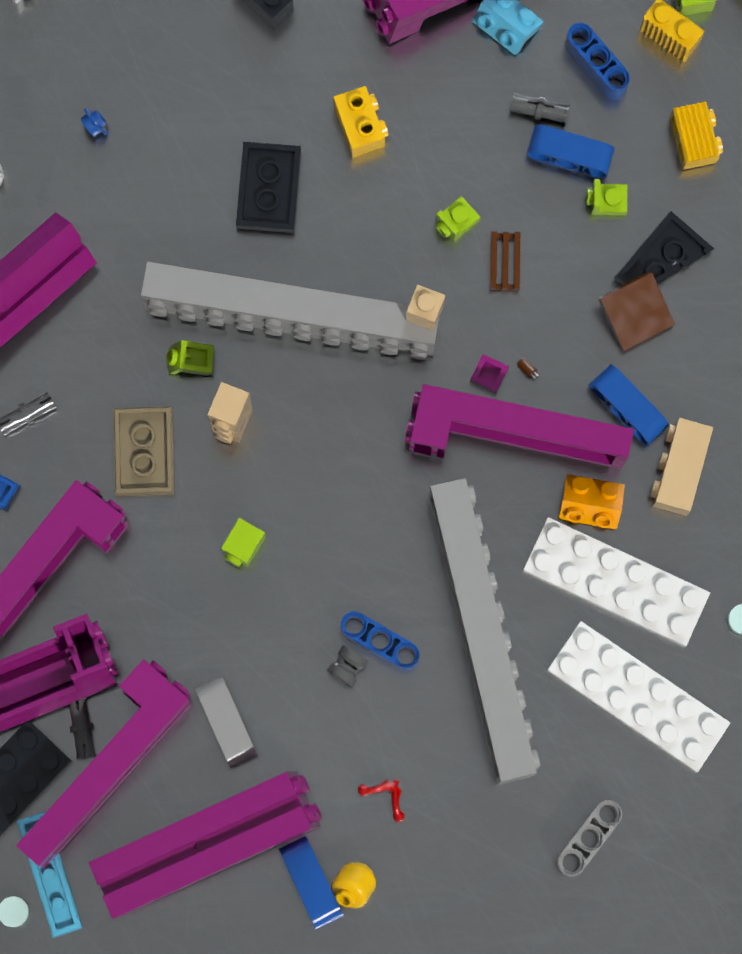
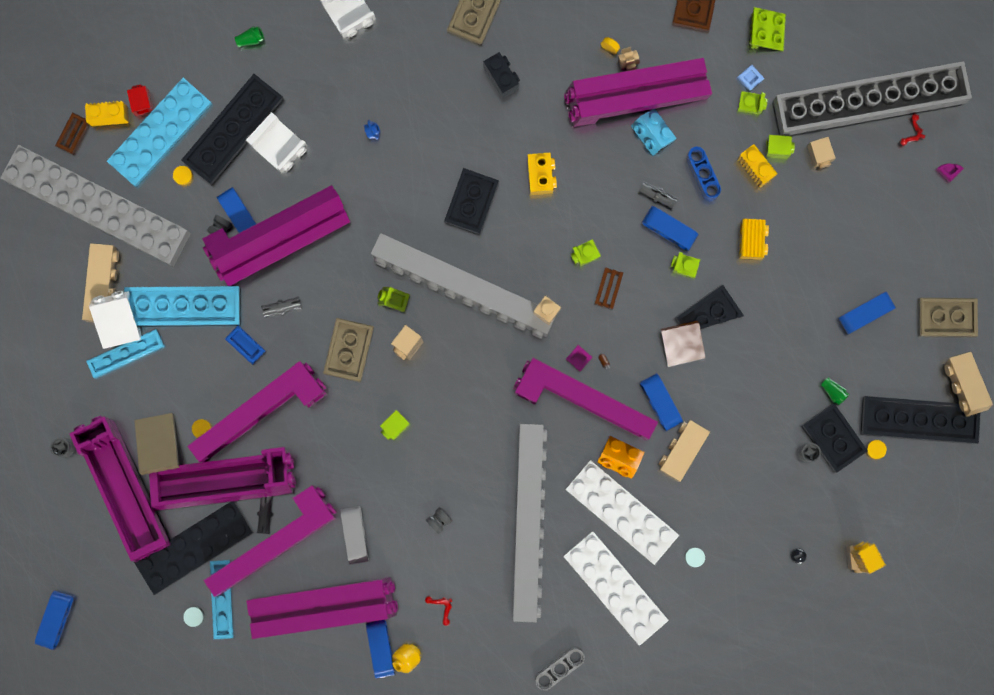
camera: 20 degrees right, 5 degrees up
(372, 628) = (453, 506): blue beam -> none

